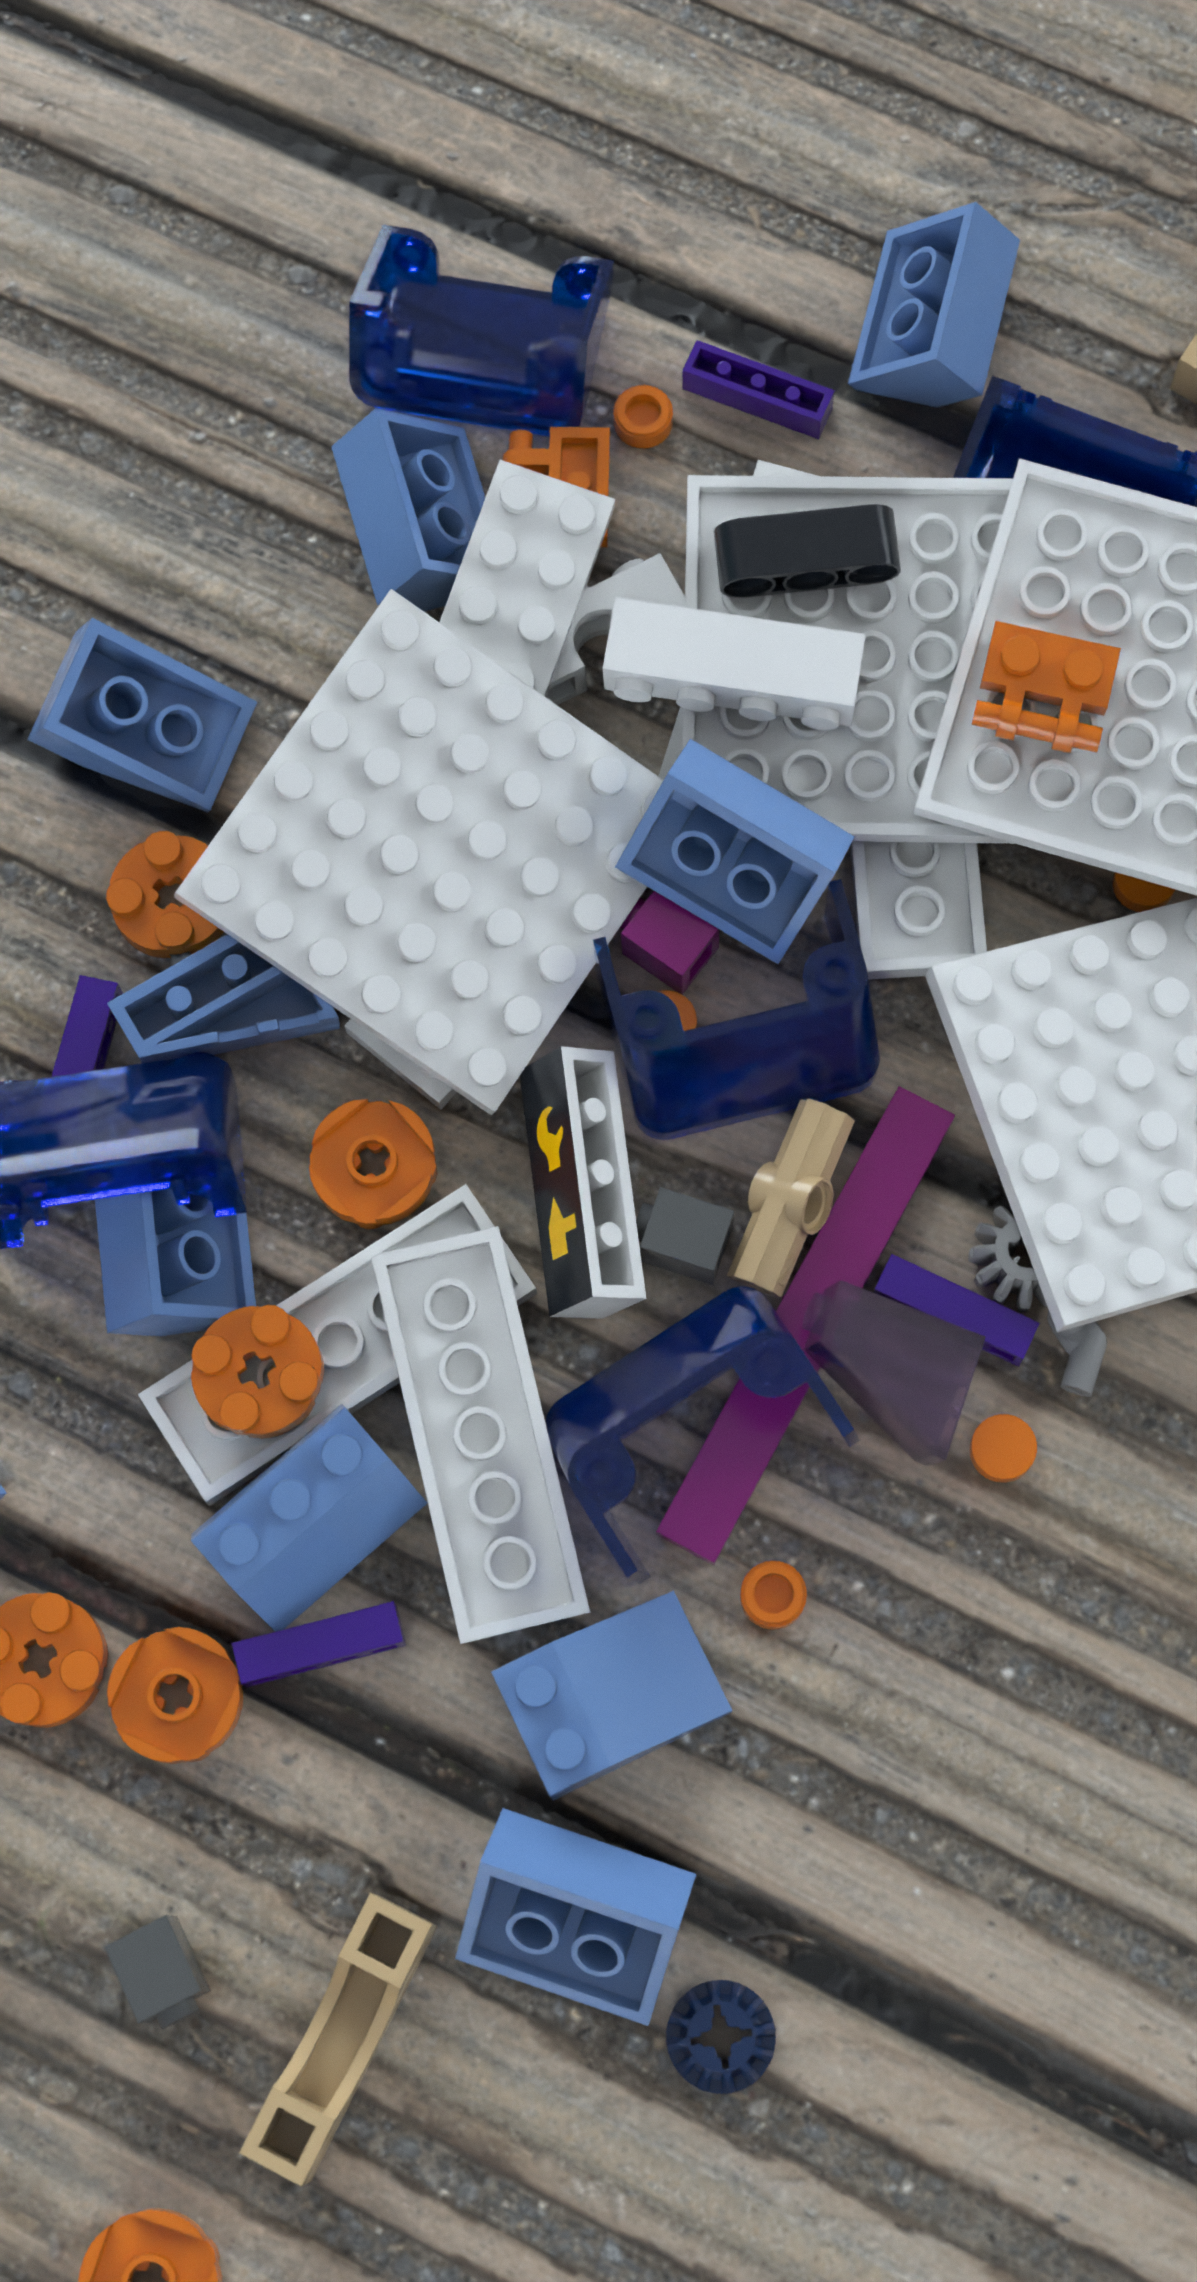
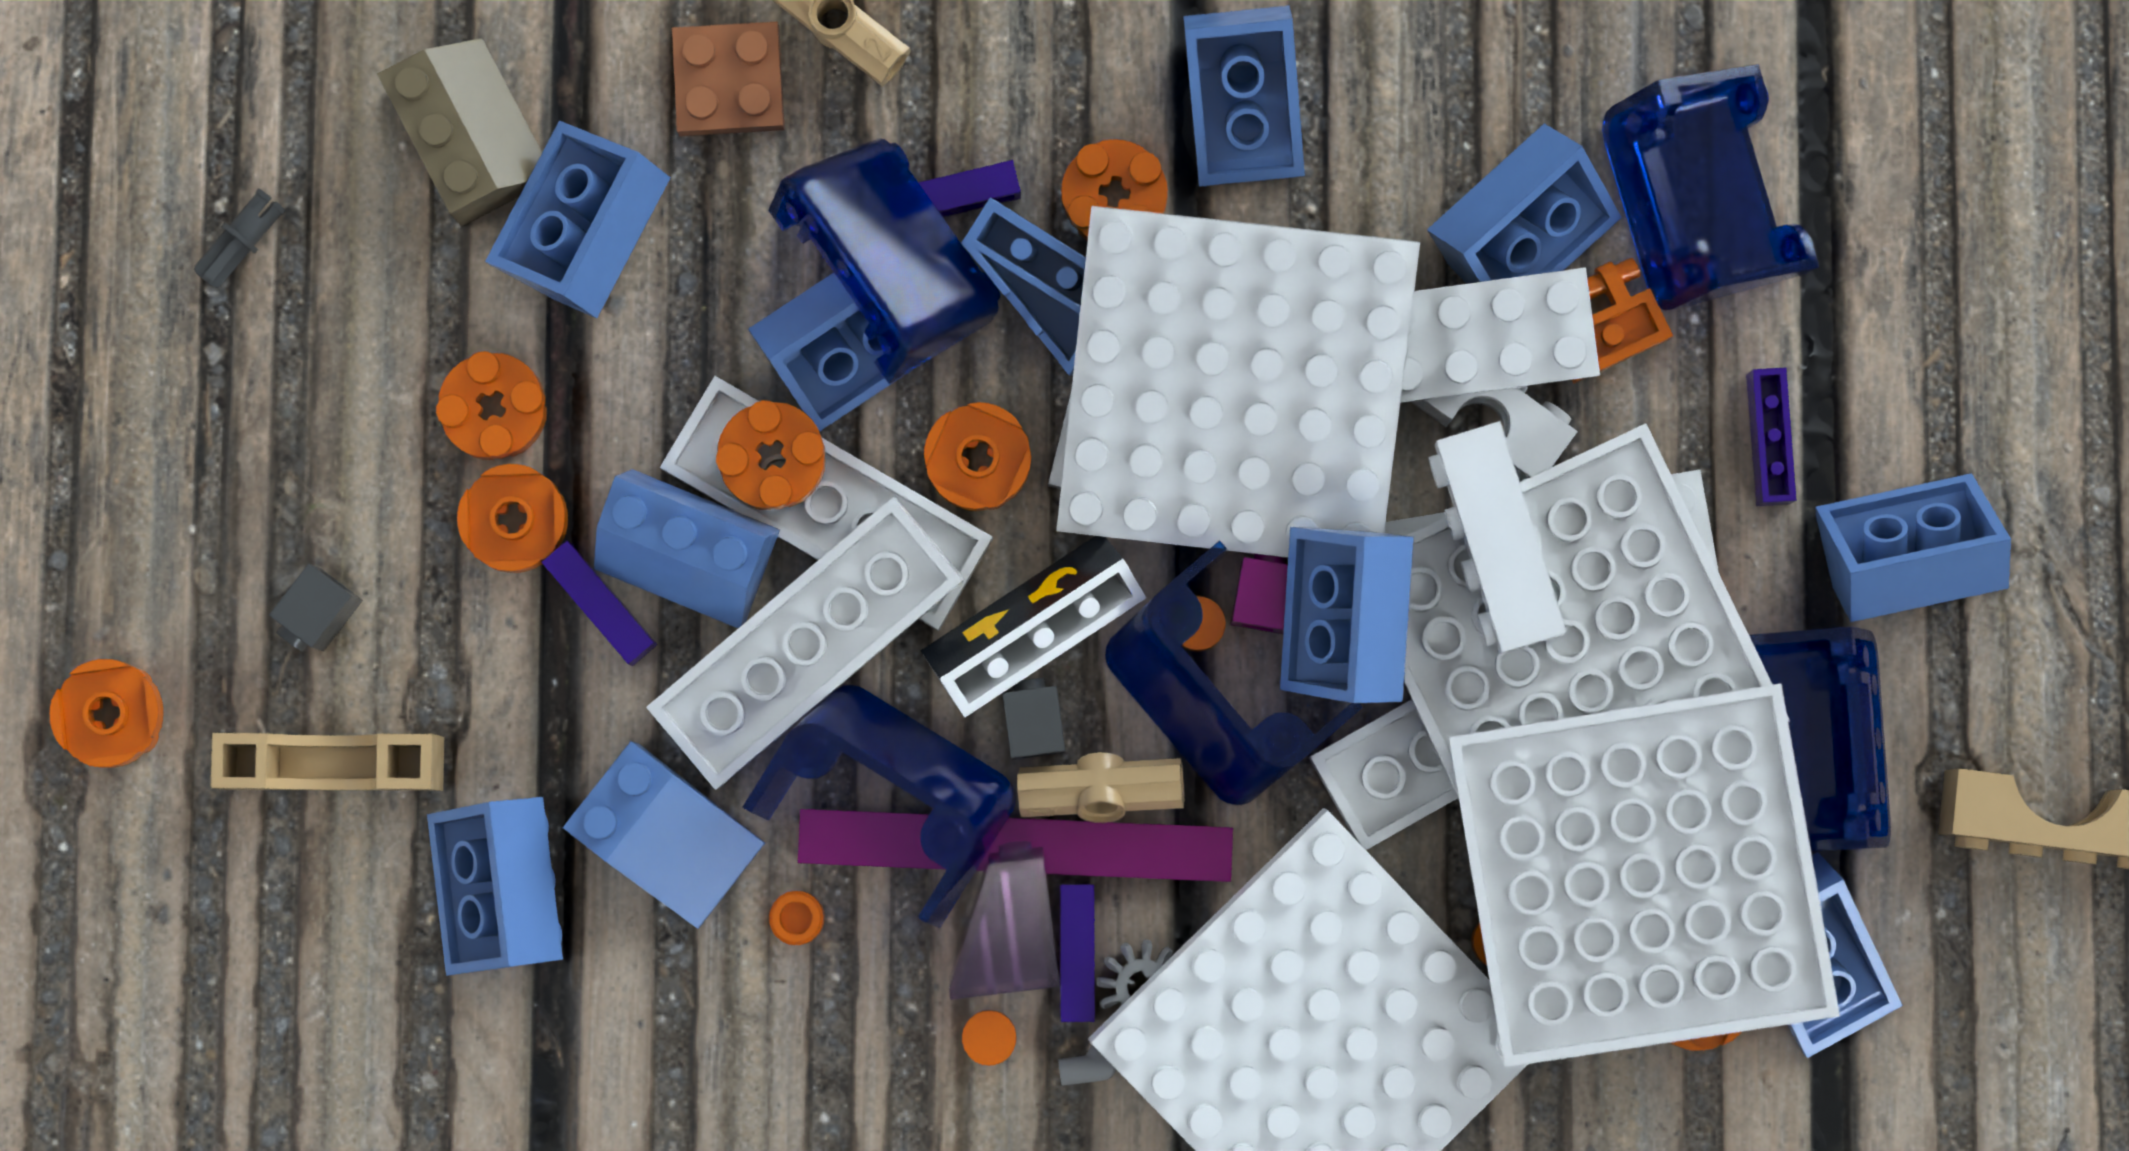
camera: 60 degrees right, 10 degrees up
(643, 416) = (1703, 356): orange tile -> none
(700, 2063) = (487, 1037): dark blue gear -> none
(807, 551) = (1621, 551): black beam -> none
(1050, 671) = (1610, 793): orange plate -> none

